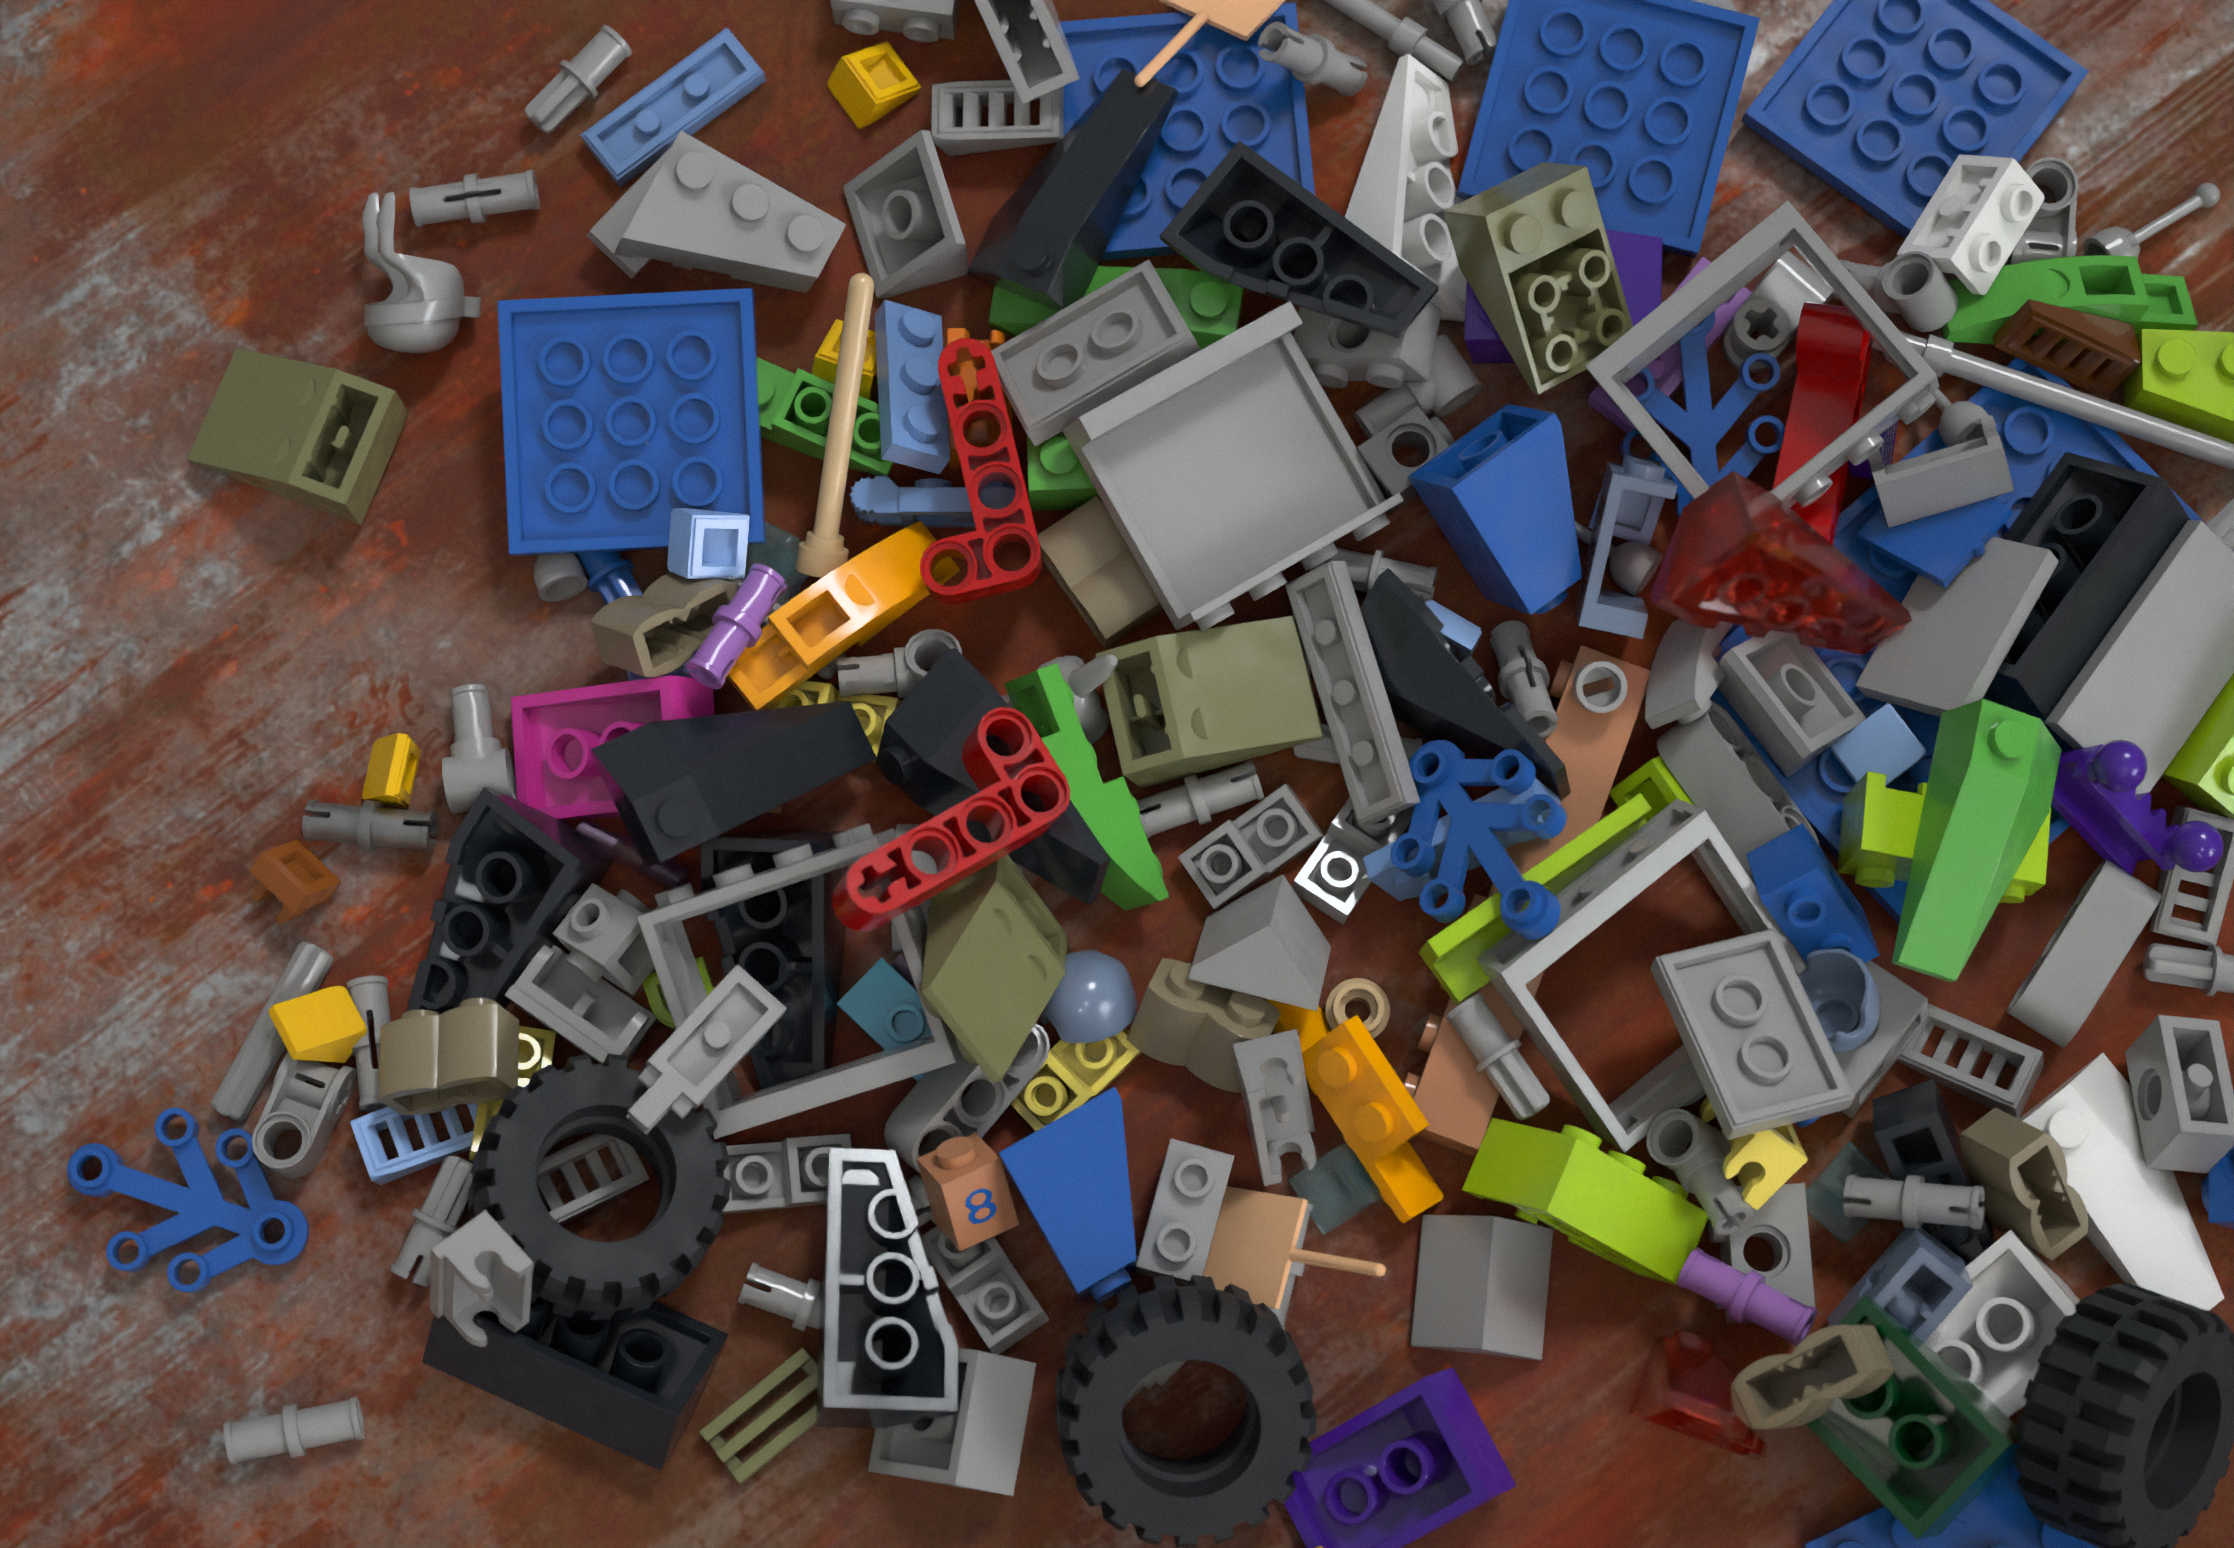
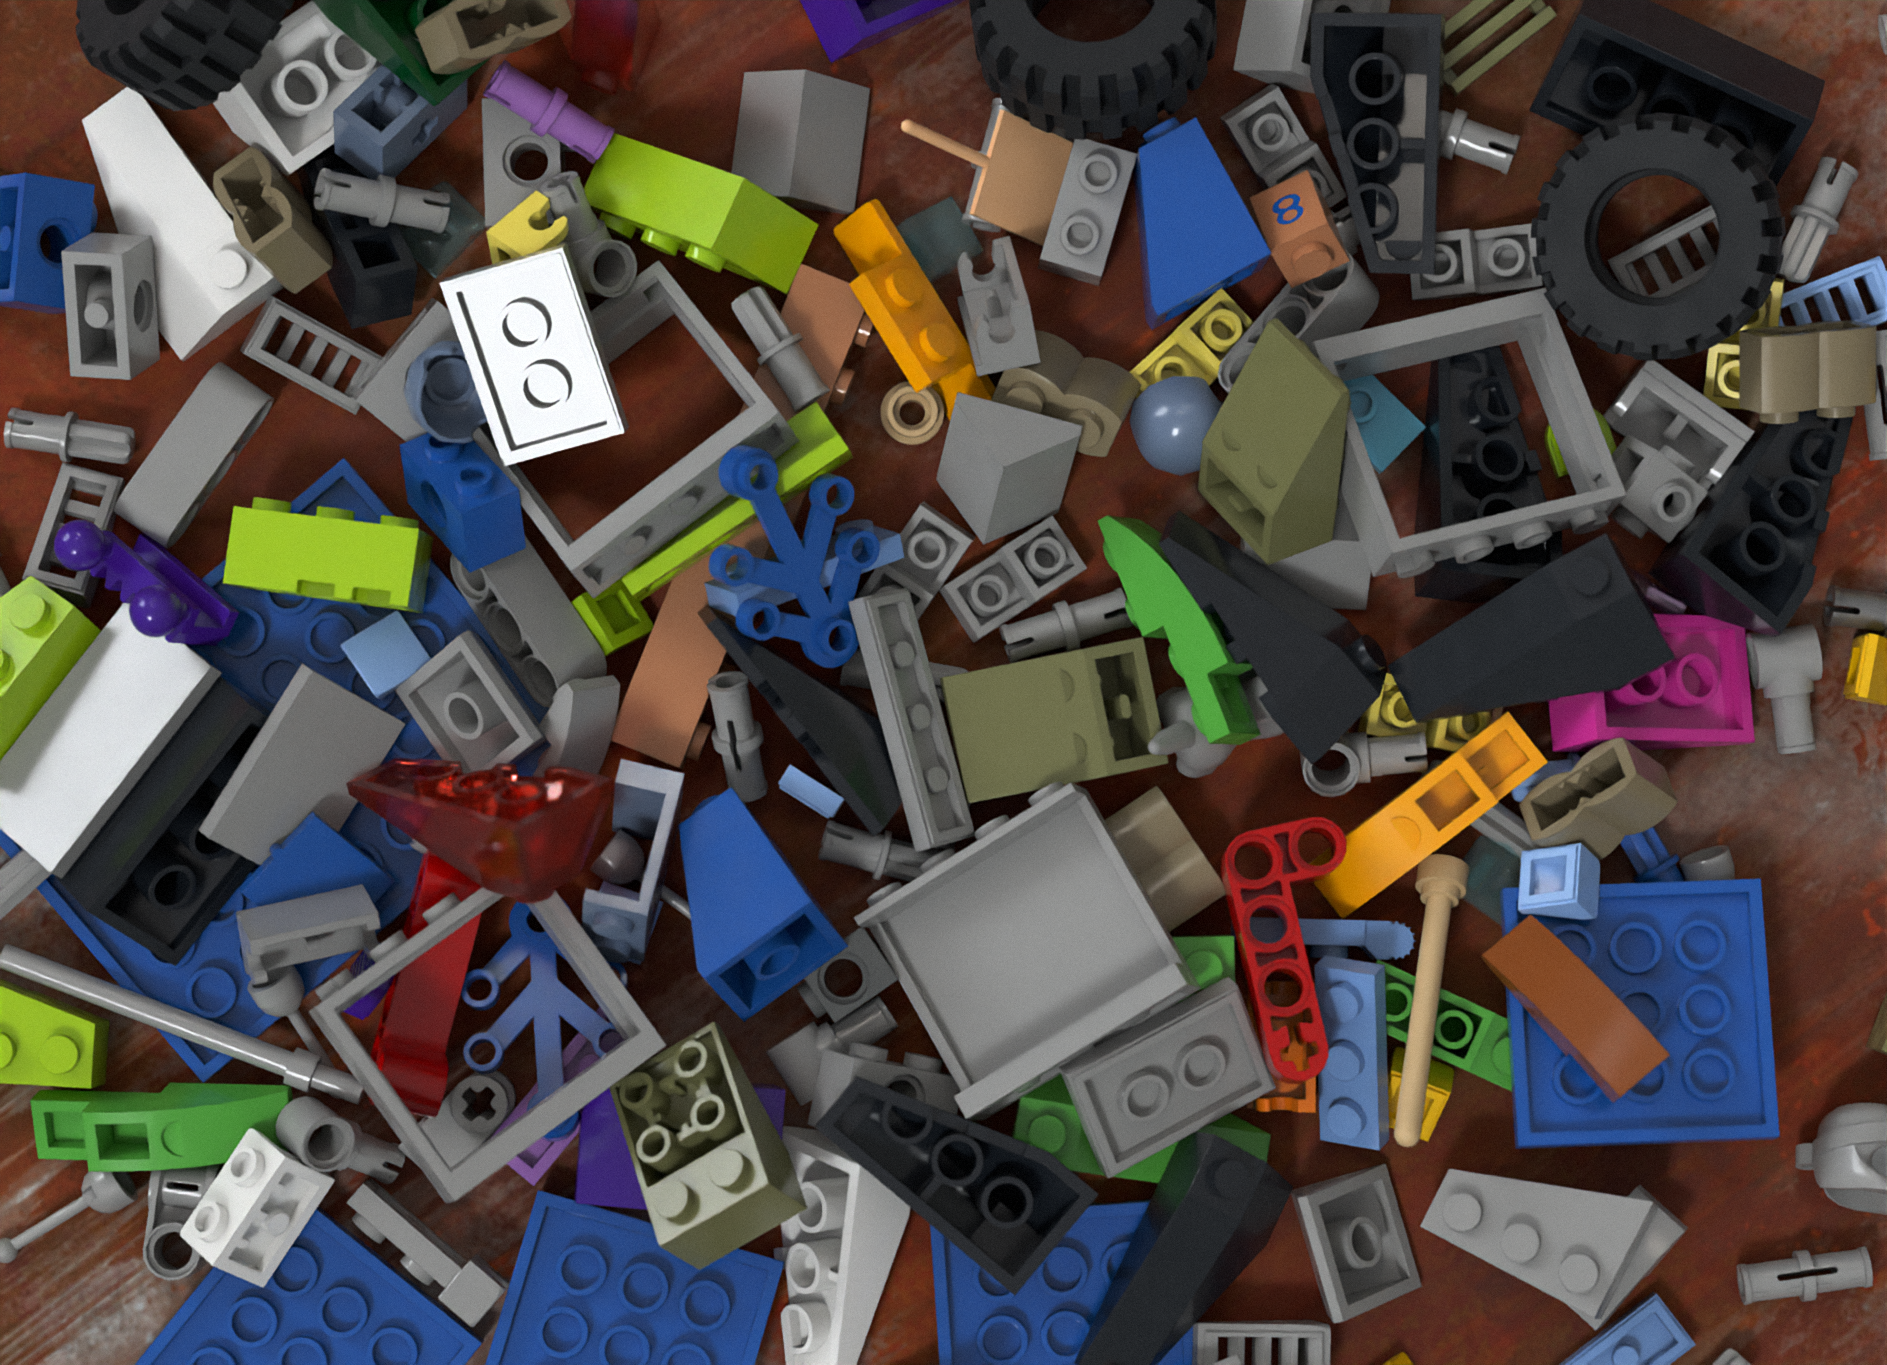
camera: 175 degrees right, 10 degrees up
(480, 1272) = (1775, 140): light grey hinge -> none
(695, 414) = (1575, 1007): none -> dark orange slope
(705, 1048) = (1557, 357): light grey hinge -> none
(736, 626) = (1530, 792): medium lavender pin -> none
(947, 836) = (1322, 551): red beam -> none
(1602, 700) = (661, 705): light grey hinge -> none
(1761, 167) = (468, 1286): none -> light grey plate
(1977, 821) = (300, 560): bright green wedge -> none
(2092, 355) = (158, 1075): reddish brown slope -> none

